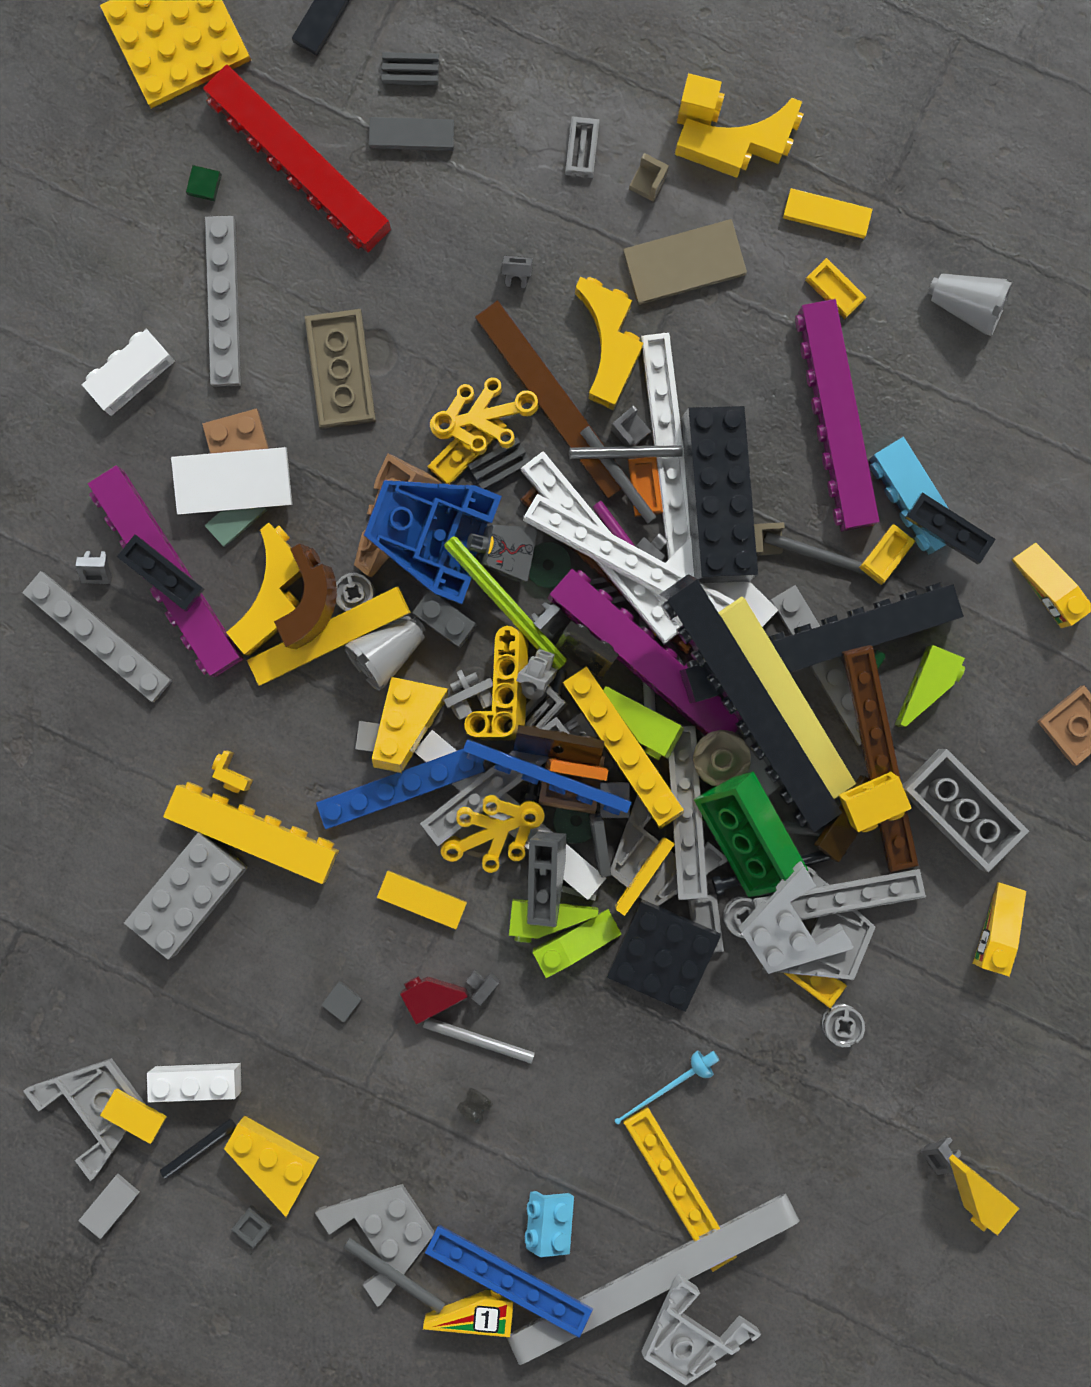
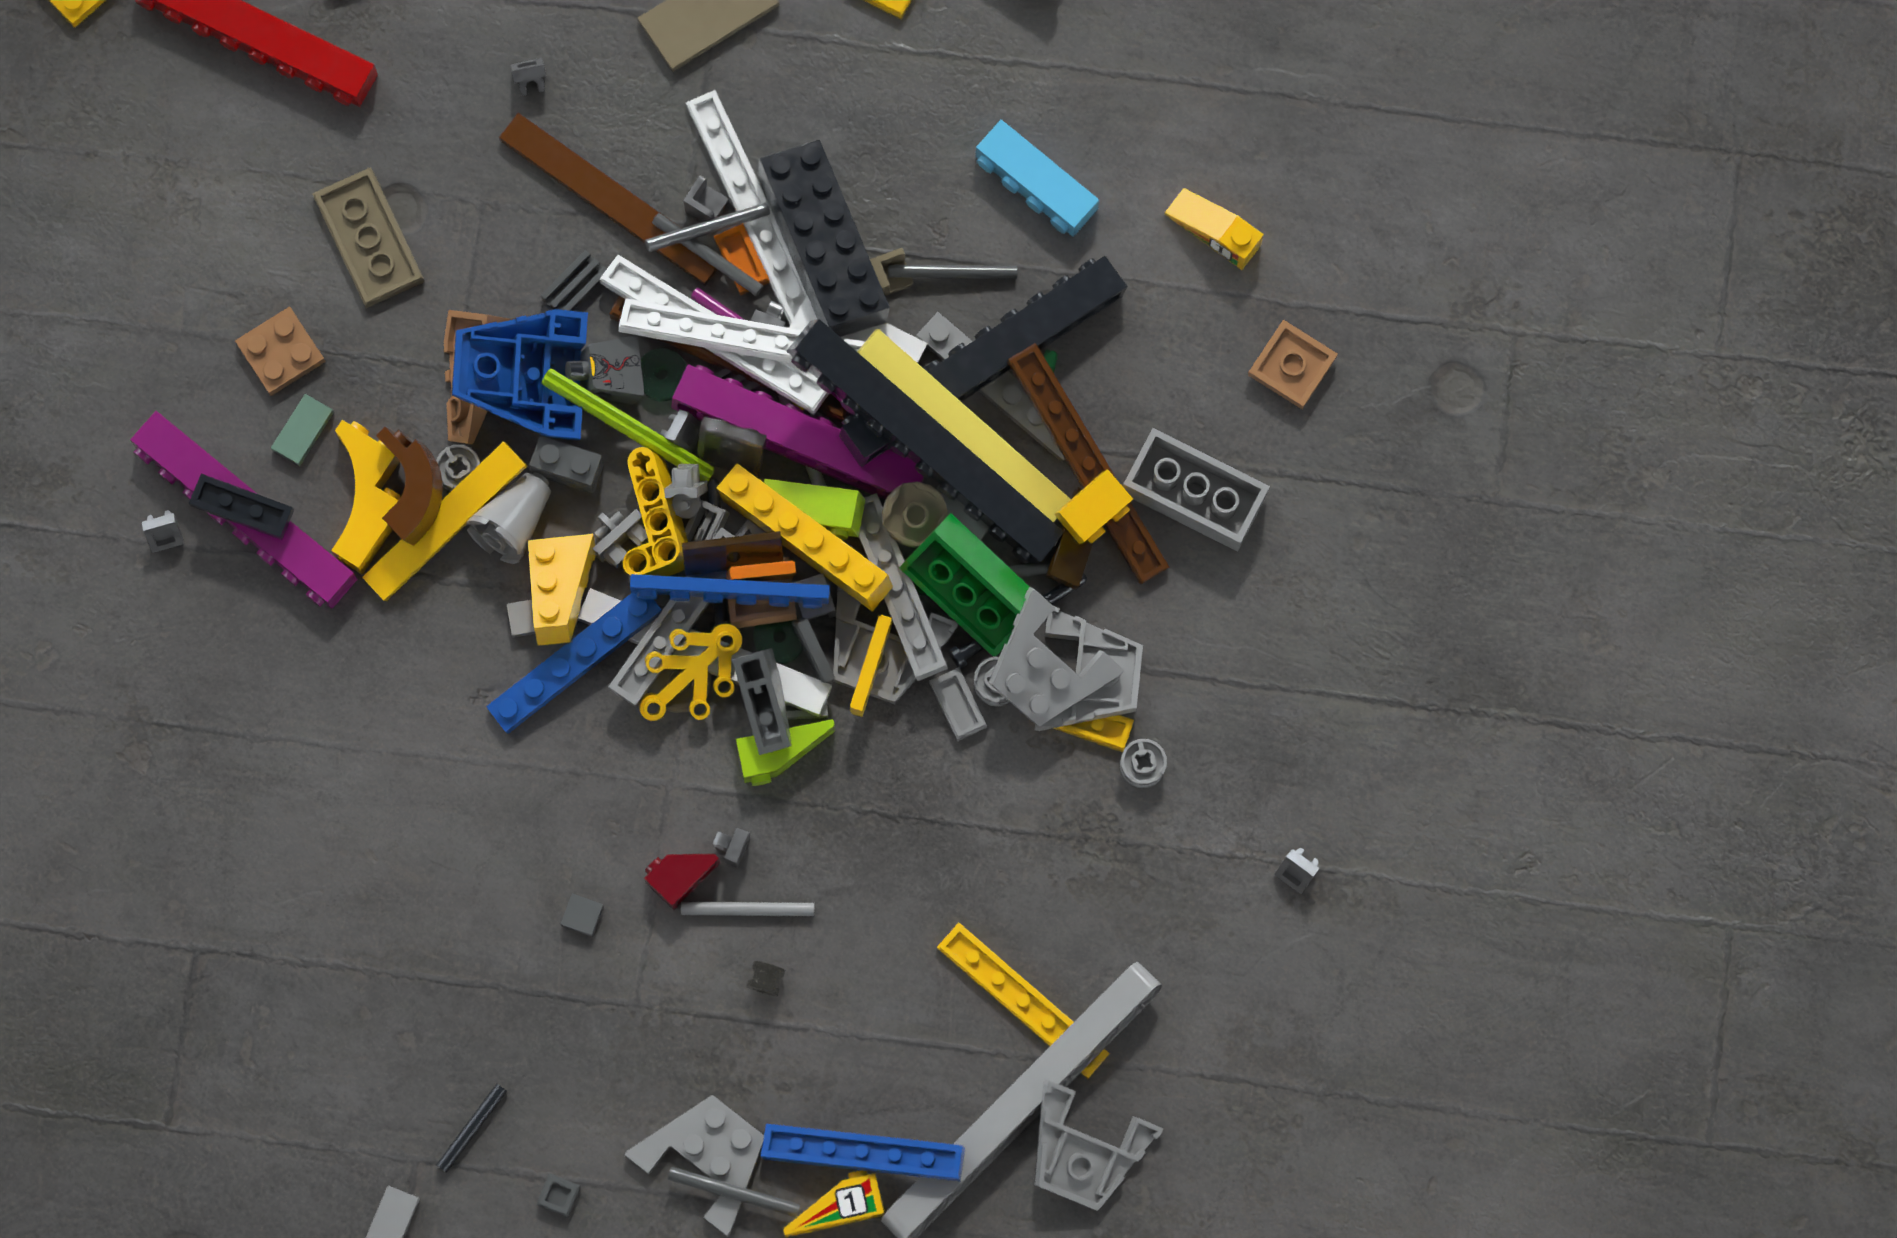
camera: 20 degrees left, 10 degrees down
(88, 1093) = (349, 1107): light grey wing -> none
(97, 636) = (187, 605): light grey plate -> none
(127, 372) = (136, 310): white brick -> none
(133, 1116) = (388, 1106): yellow tile -> none
(186, 895) = (373, 849): light grey brick -> none
(194, 1082) = (445, 1051): white brick -> none
(203, 183) = (157, 88): dark green tile -> none
(222, 301) = (217, 205): light grey plate -> none
(231, 480) = (287, 389): white tile -> none
(232, 780) = (385, 709): yellow bracket -> none
(251, 833) = (425, 760): yellow brick -> none
(271, 1162) = (561, 1110): yellow wedge -> none
(422, 899) = (636, 776): yellow tile -> none
(458, 455) = (533, 275): yellow tile -> none
(480, 416) = (538, 239): yellow plant -> none
(549, 1224) = (889, 1082): medium azure bracket -> none
(576, 943) = (820, 767): lime slope -> none
(618, 350) = (665, 124): yellow arch -> none
(663, 955) = (921, 749): black plate -> none
(700, 1065) = (1001, 857): medium azure sword -> none
(837, 415) = (925, 121): magenta brick -> none
(857, 894) = (1113, 616): light grey tile -> none
(887, 554) = (1026, 248): yellow tile -> none
(932, 679) = (1119, 364): lime slope -> none
(950, 528) = (1080, 197): black plate -> none
(981, 1199) = (1351, 895): yellow slope -> none
(1001, 930) = (1281, 607): yellow slope -> none

